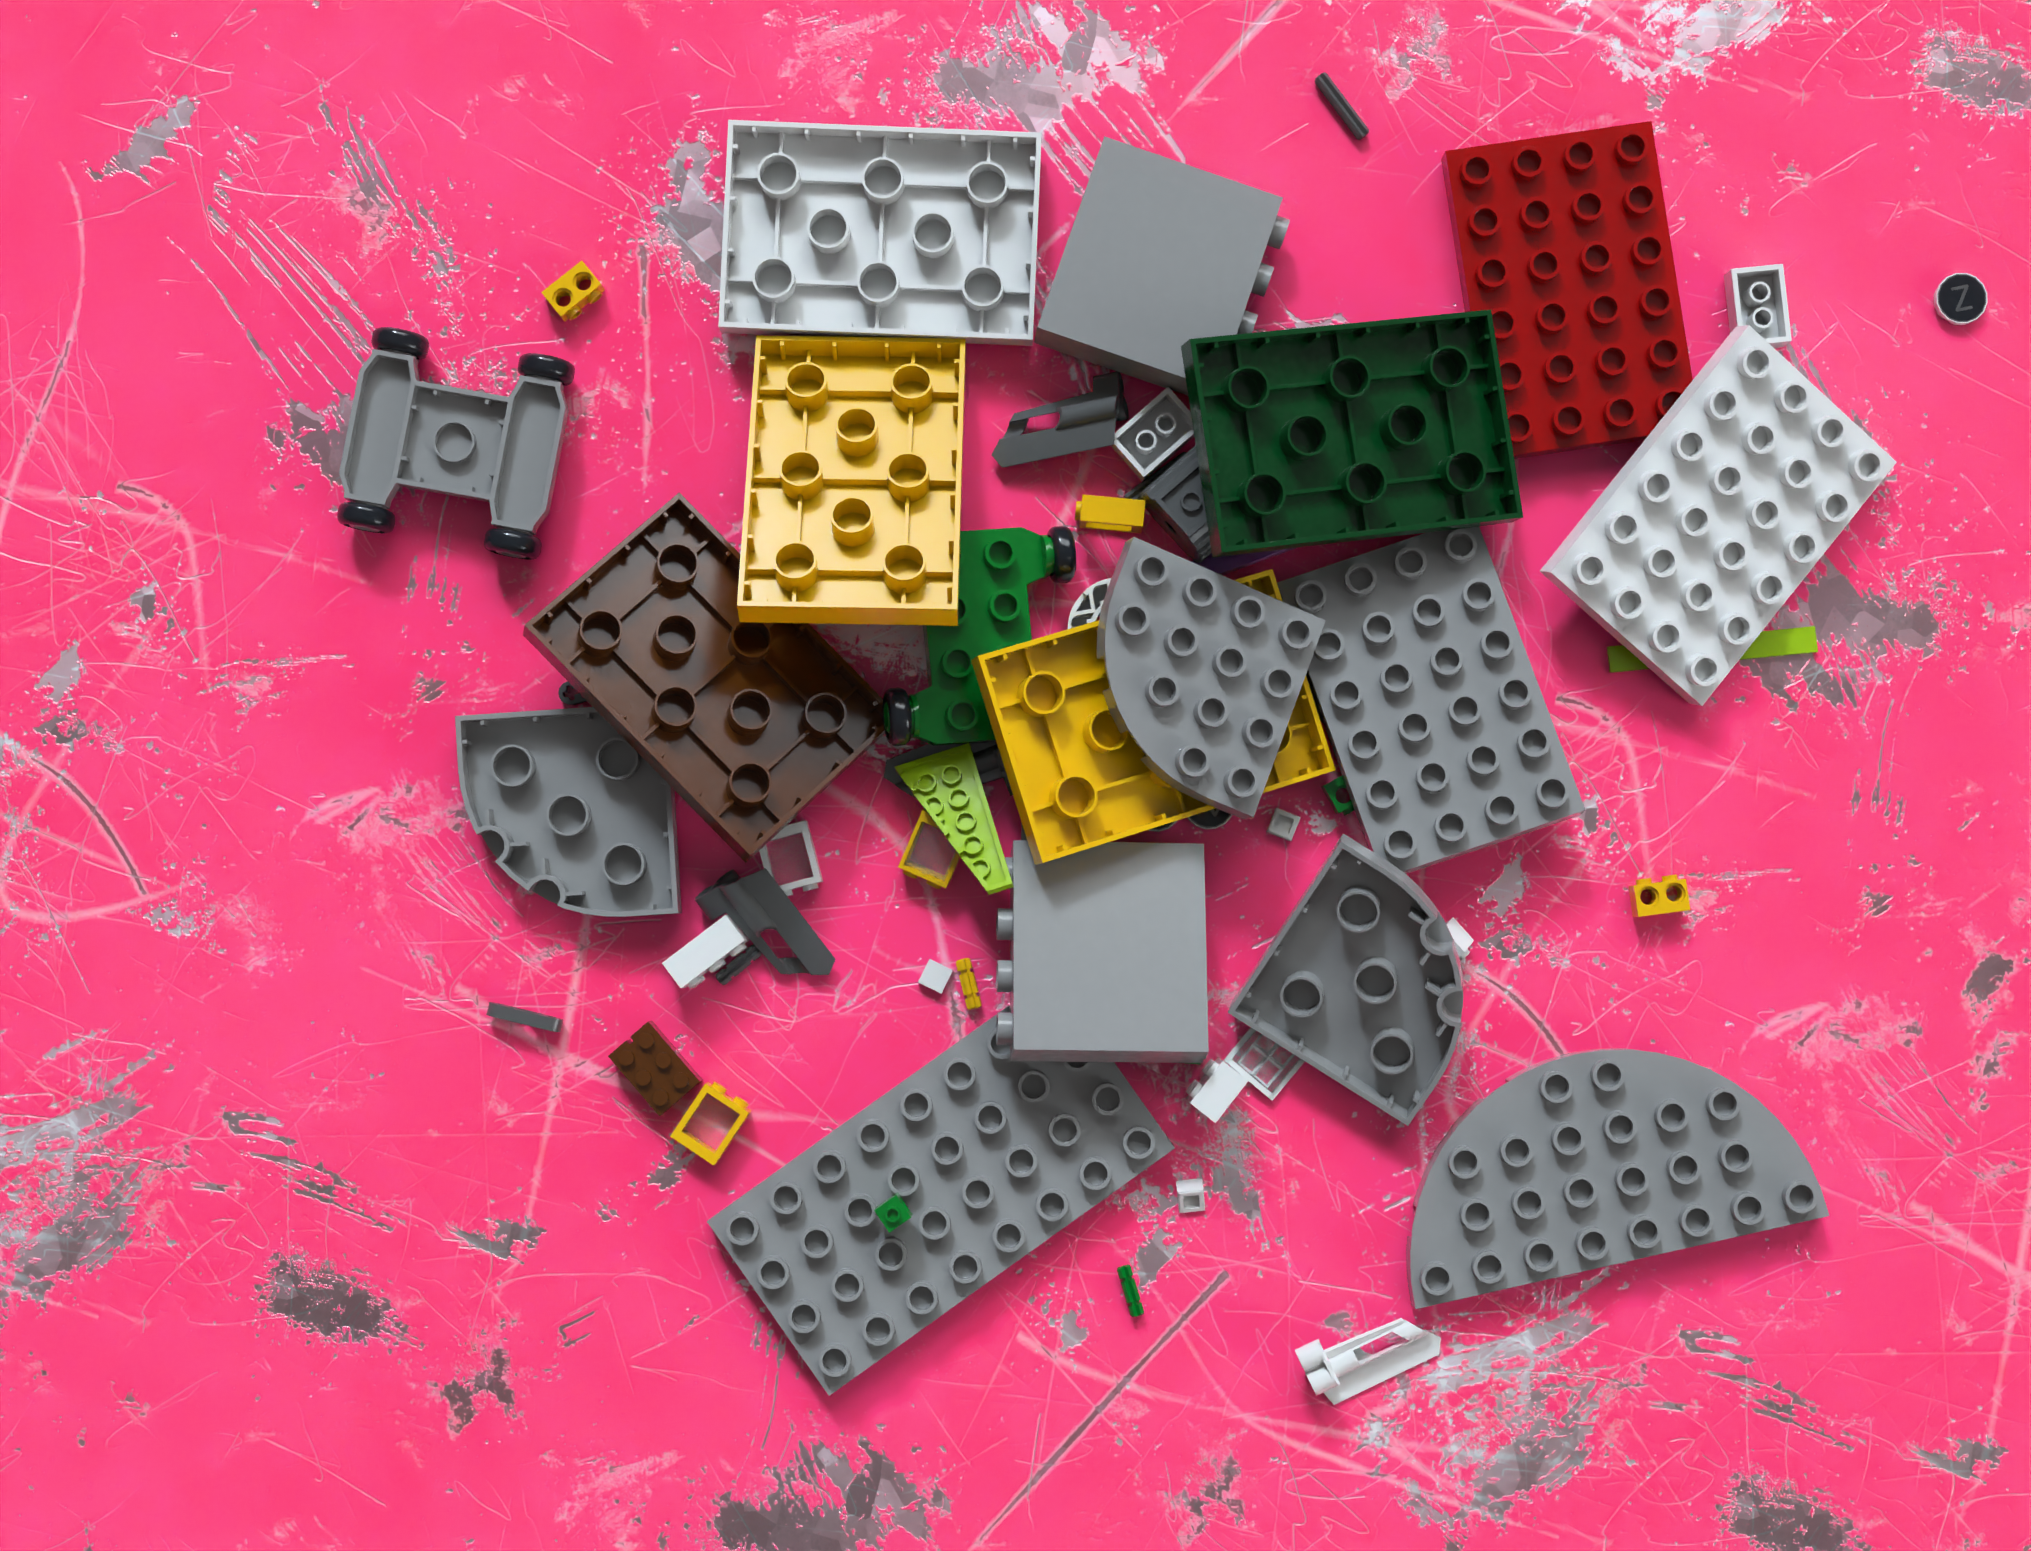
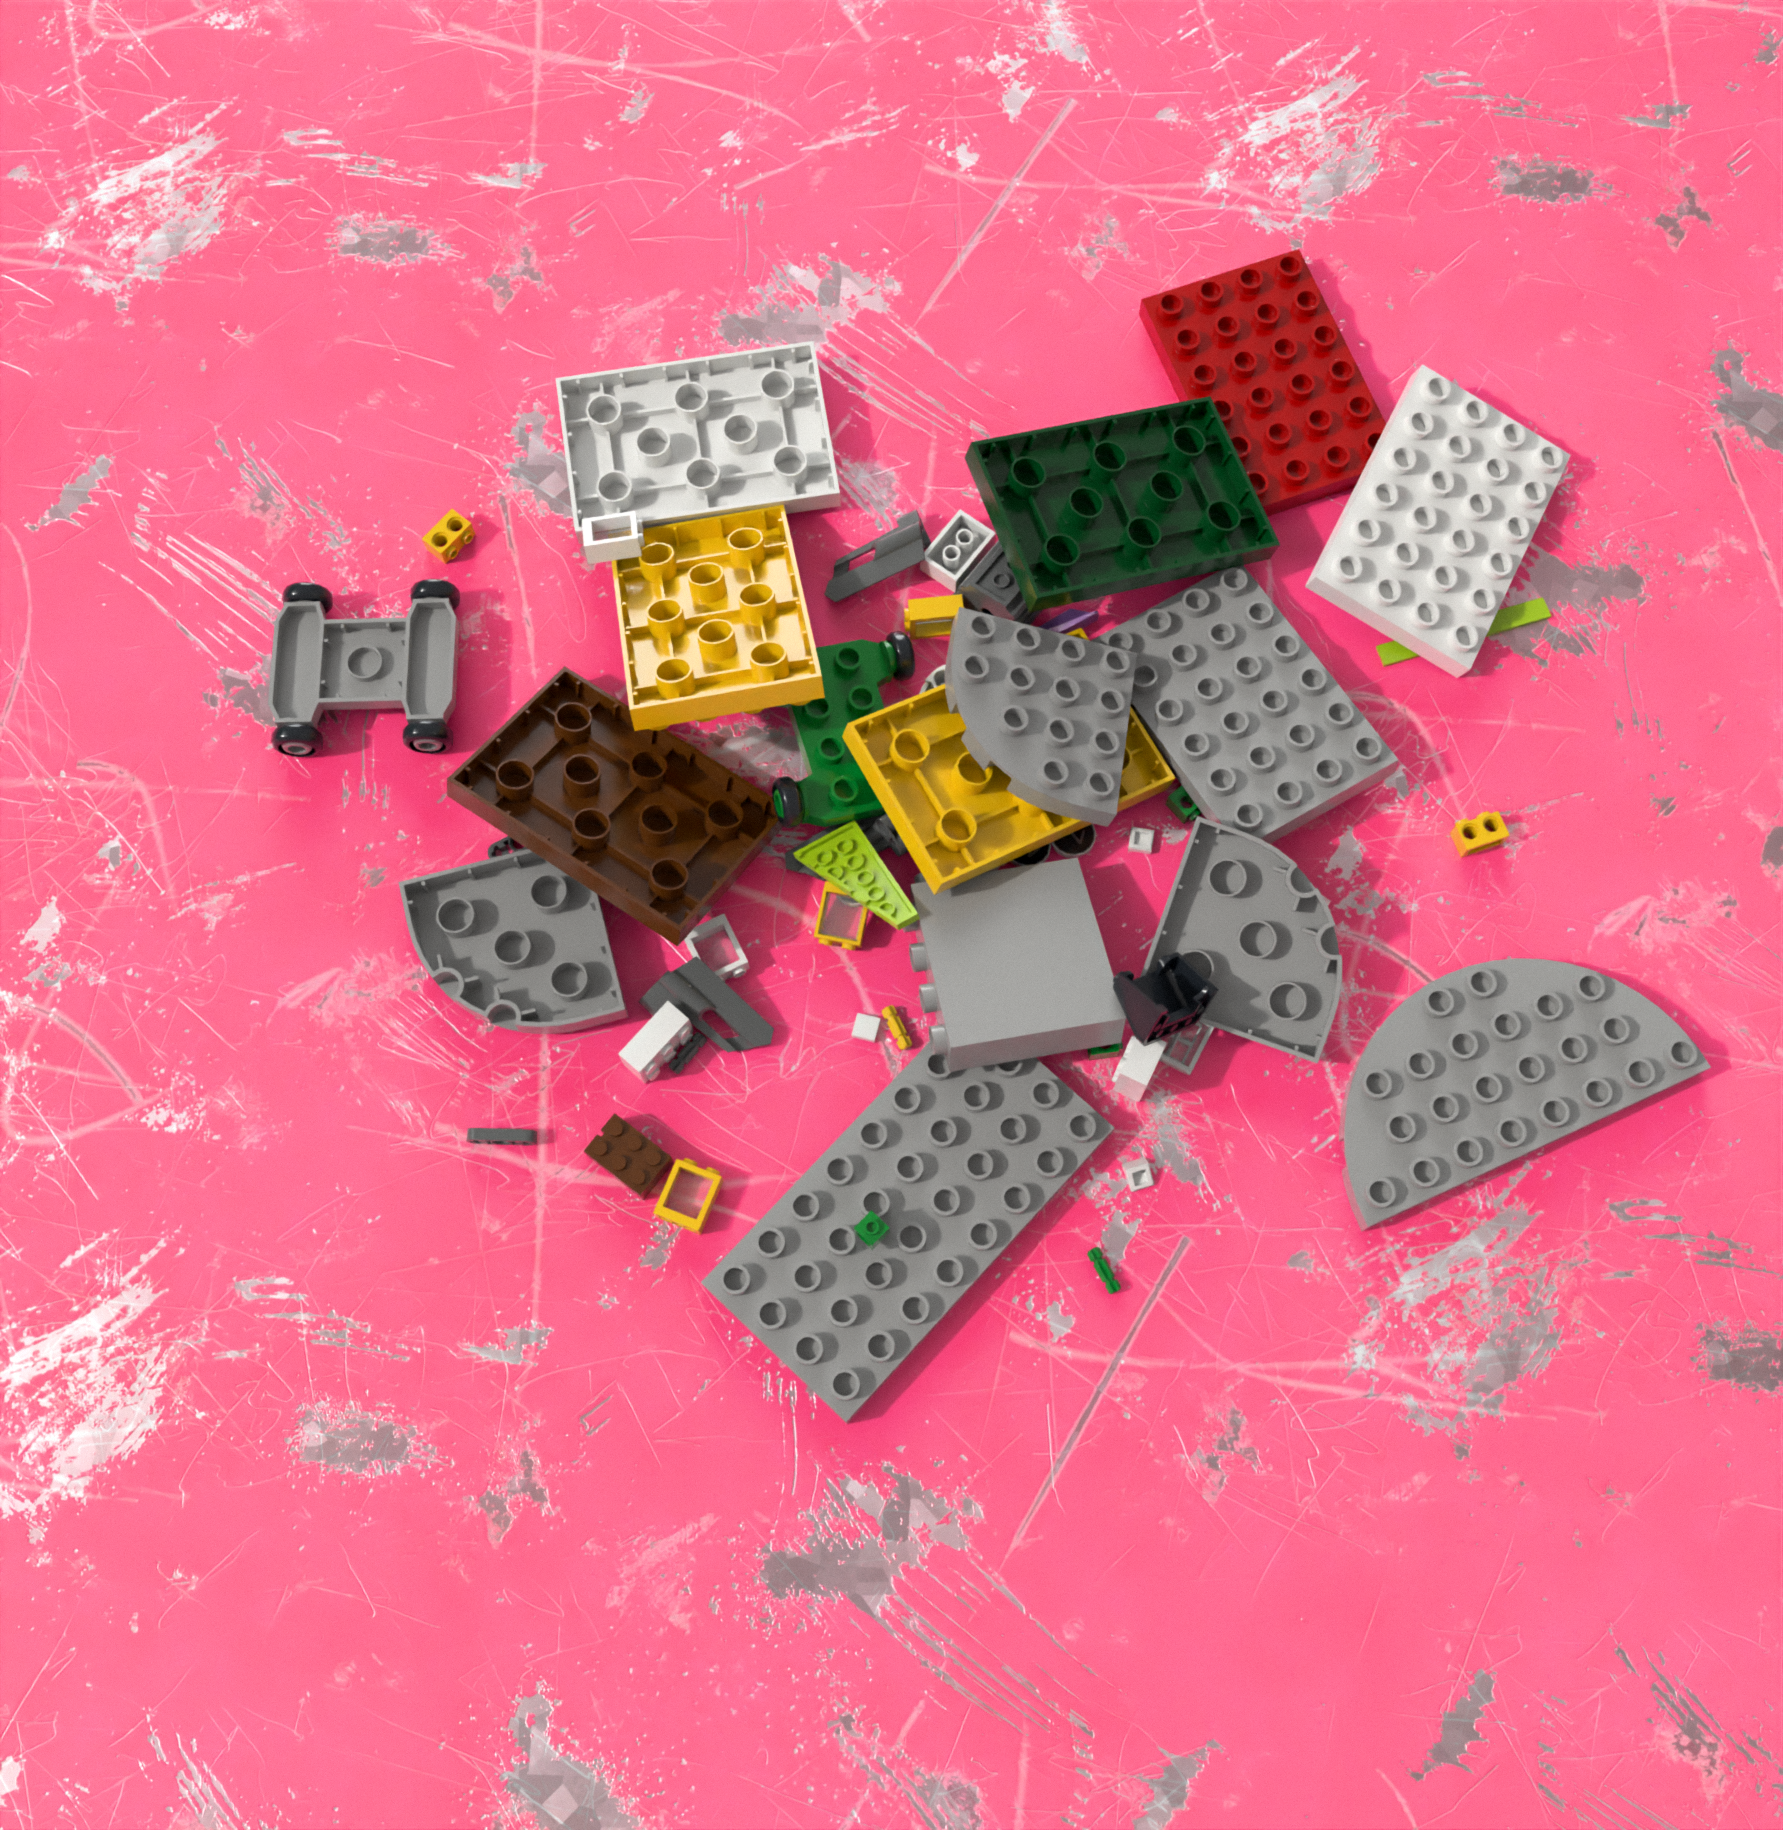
camera: 15 degrees left, 15 degrees down
(759, 348) = (615, 535): none -> white window
(1158, 262) = (917, 415): light grey brick -> none
(1255, 1031) = (1165, 999): none -> black windscreen
(1341, 106) = (1050, 289): dark grey axle -> none
(1348, 1370) = (1320, 1303): white panel -> none
(1759, 299) = (1420, 348): white brick -> none
(1960, 298) = (1581, 335): black tile -> none

